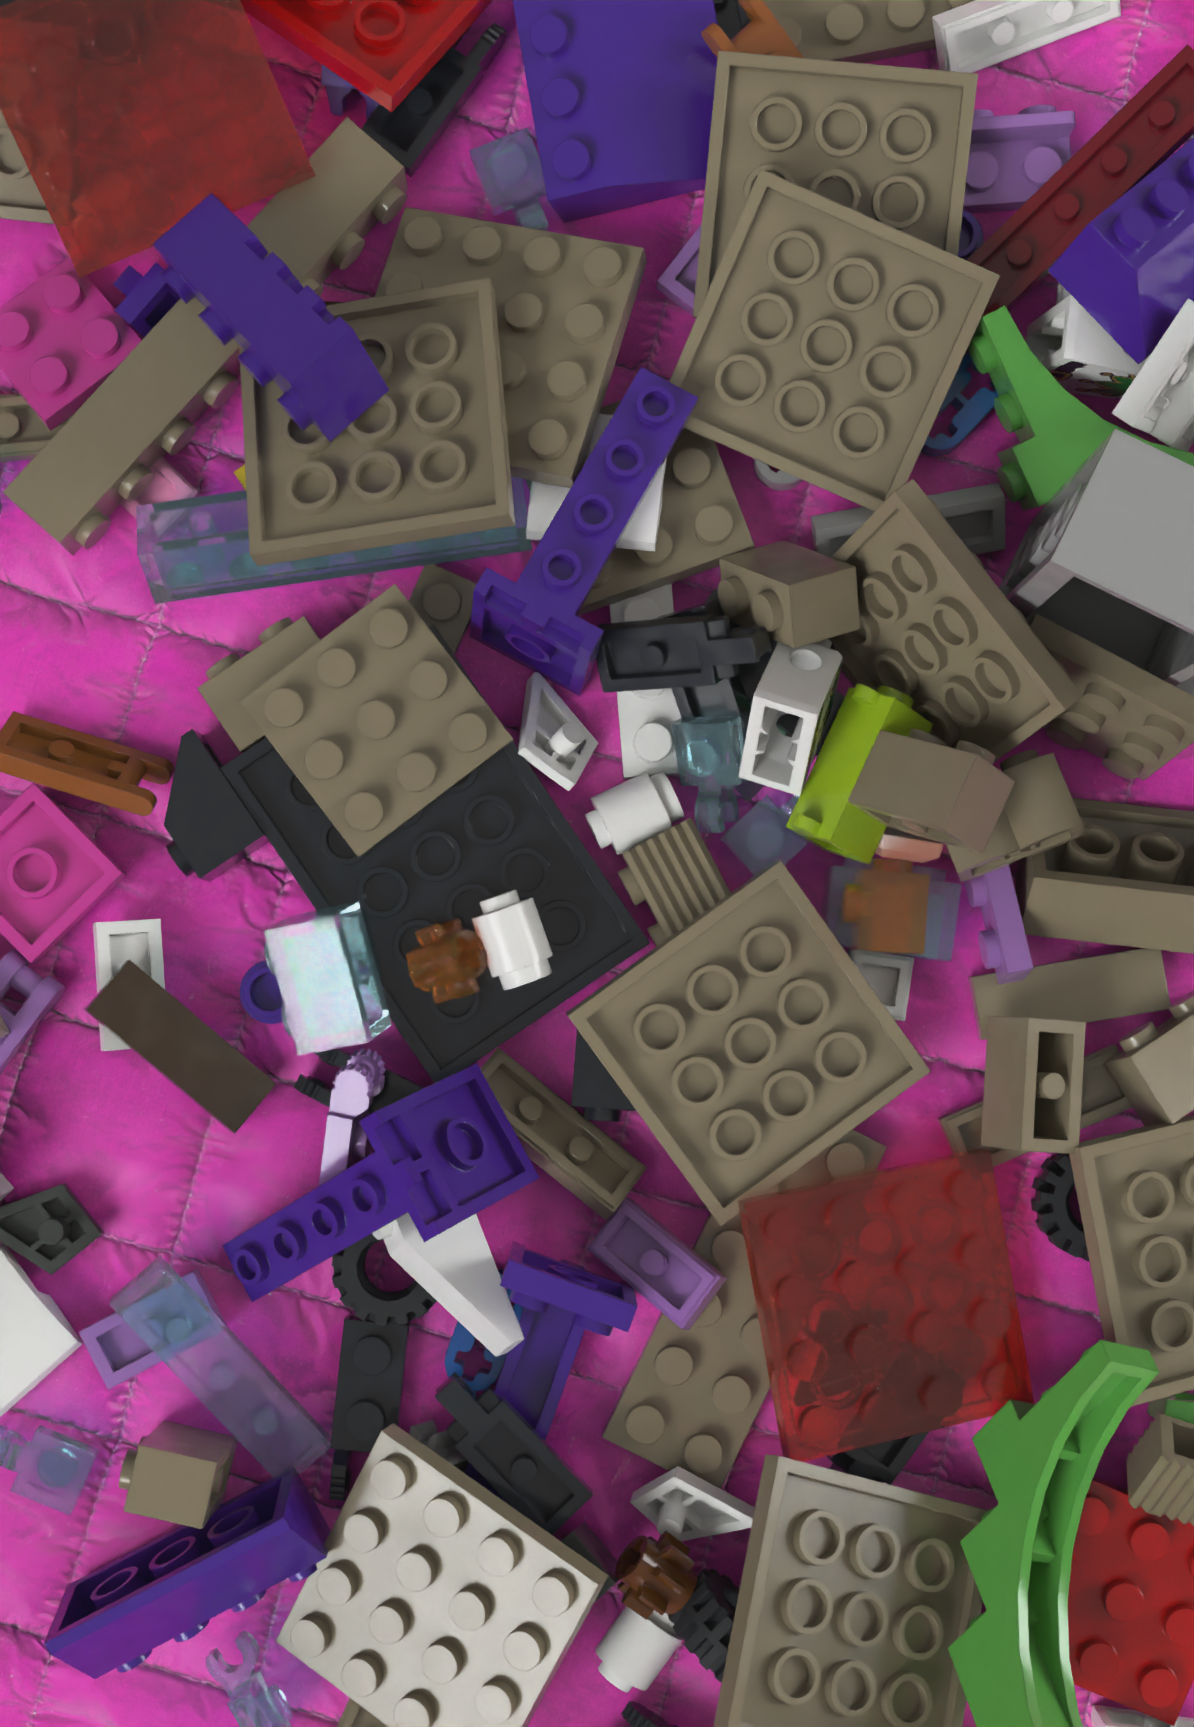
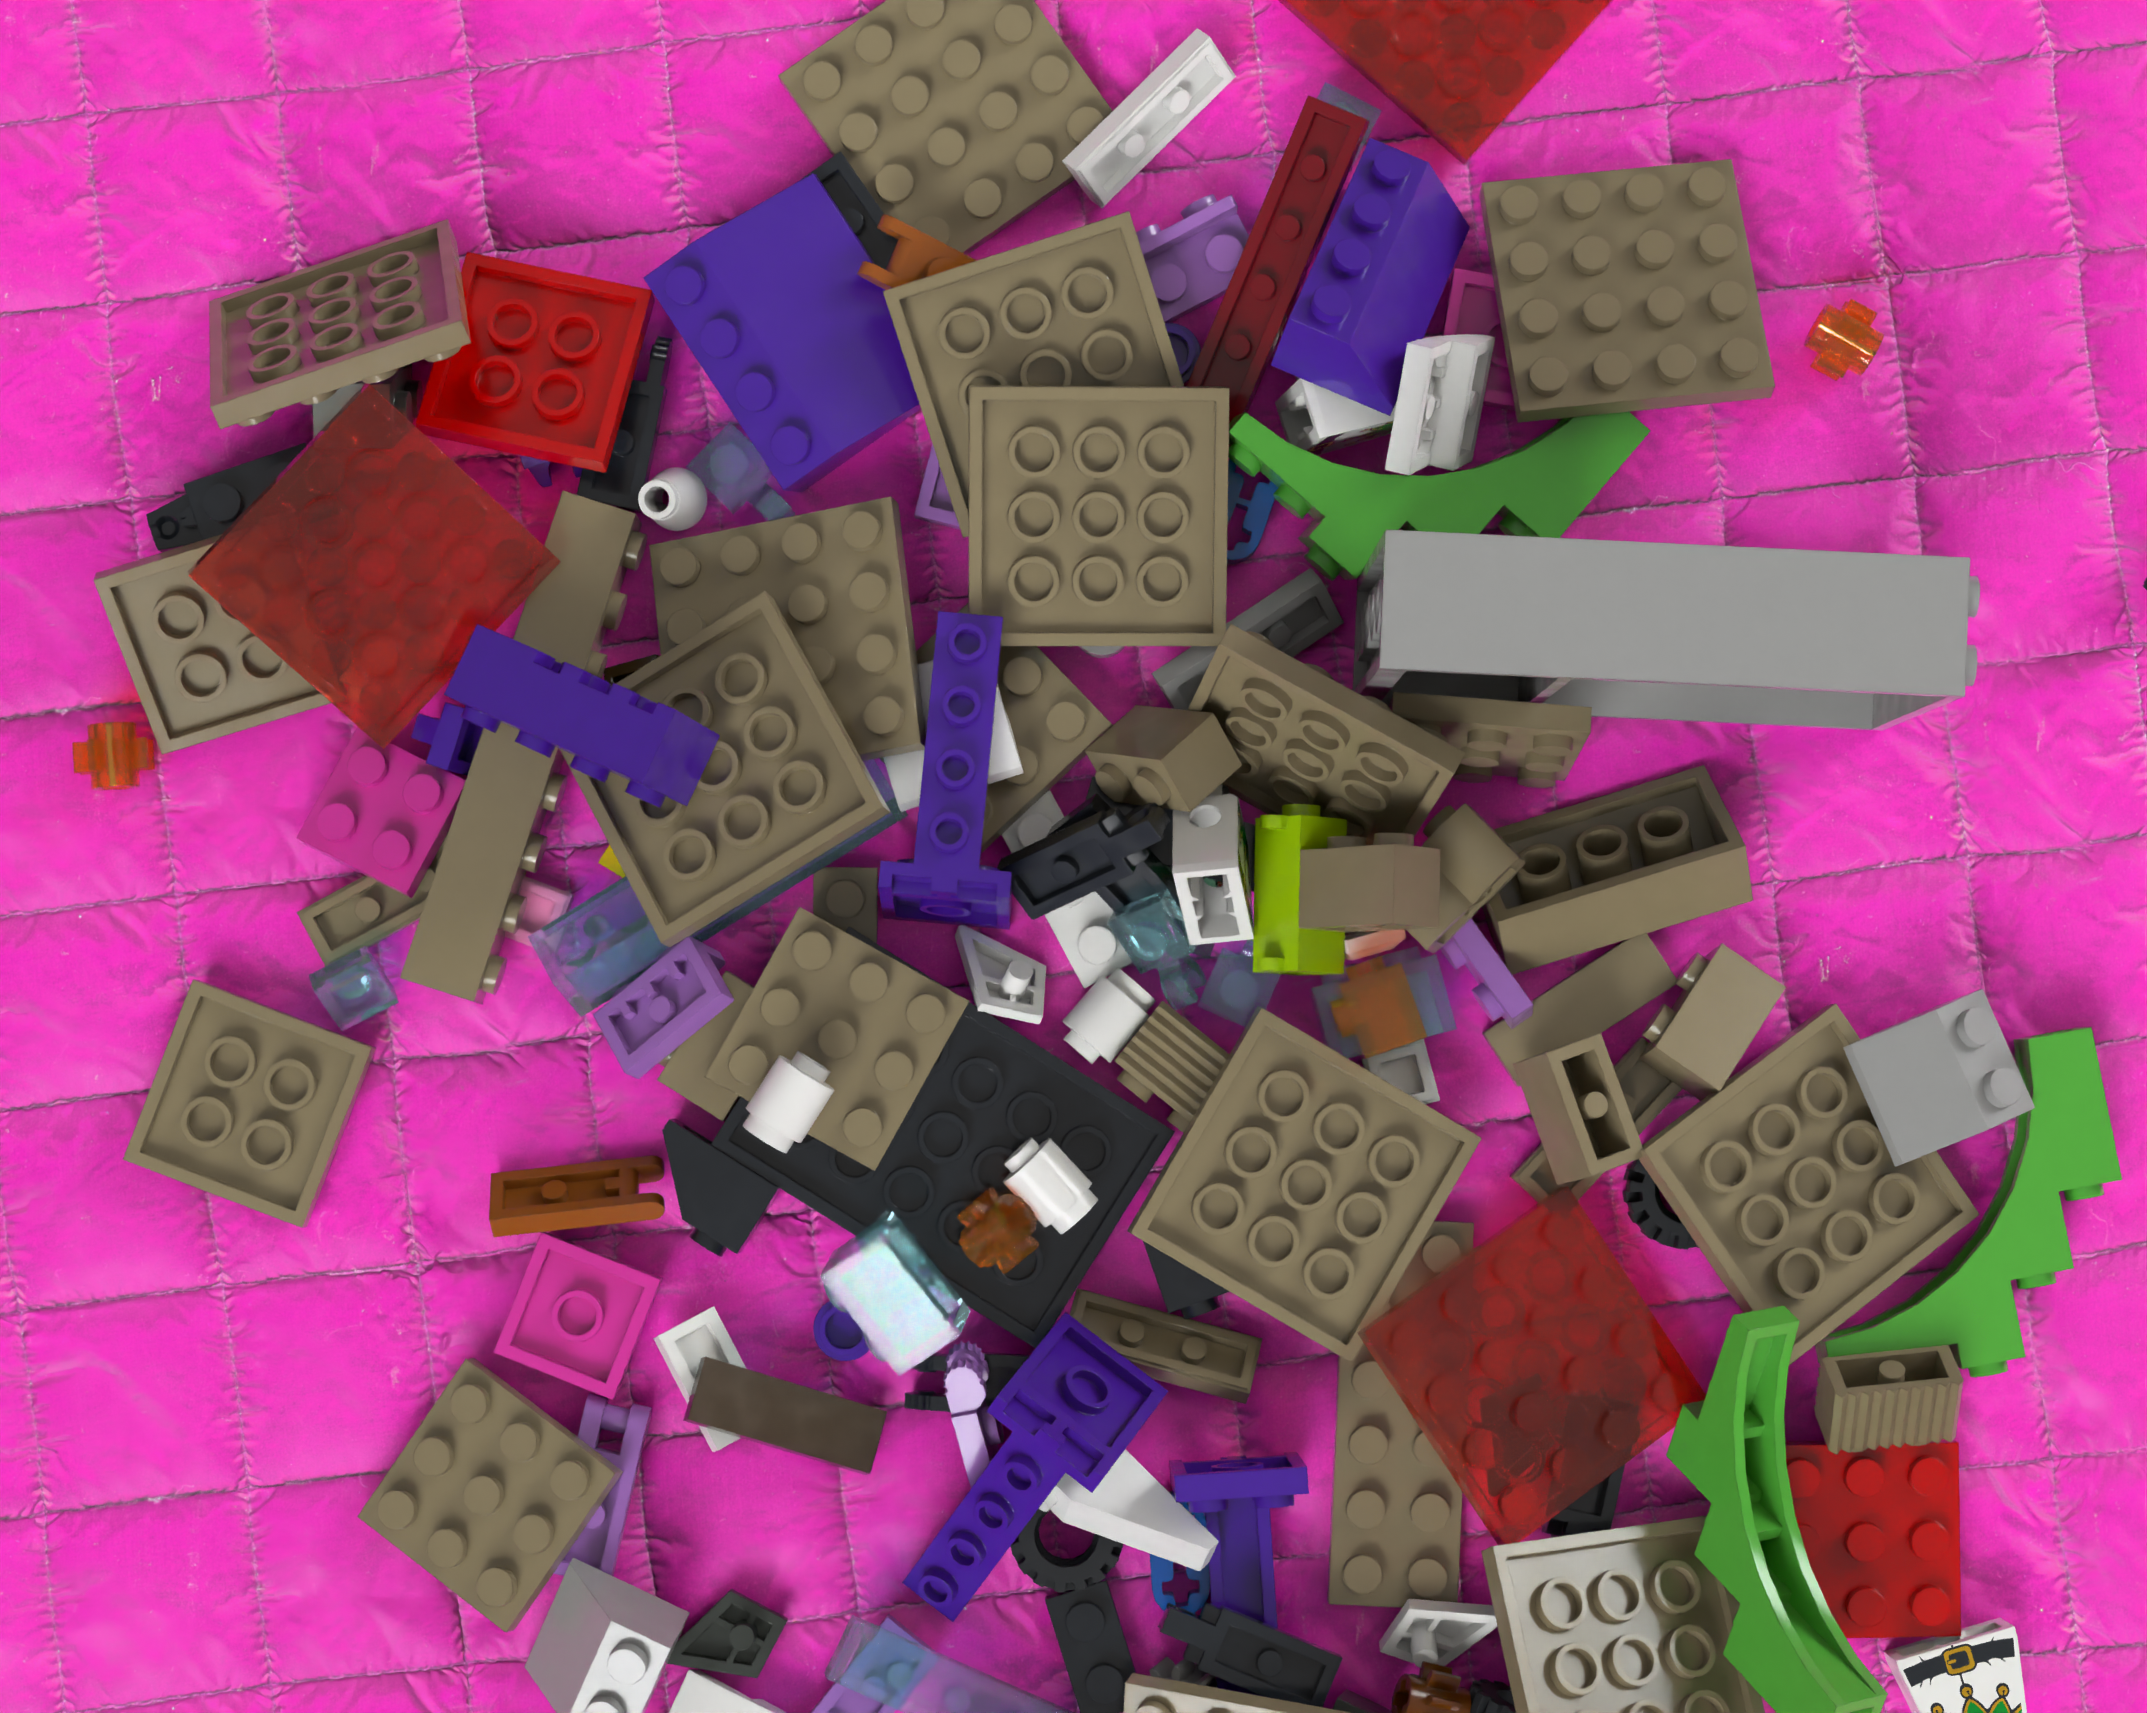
camera: 25 degrees left, 0 degrees up
(233, 622) = (664, 1005): none -> medium lavender bracket
(303, 755) = (788, 1101): none -> white brick
(443, 172) = (685, 494): none -> white cone
(657, 1263) = (1309, 1422): medium lavender plate -> none

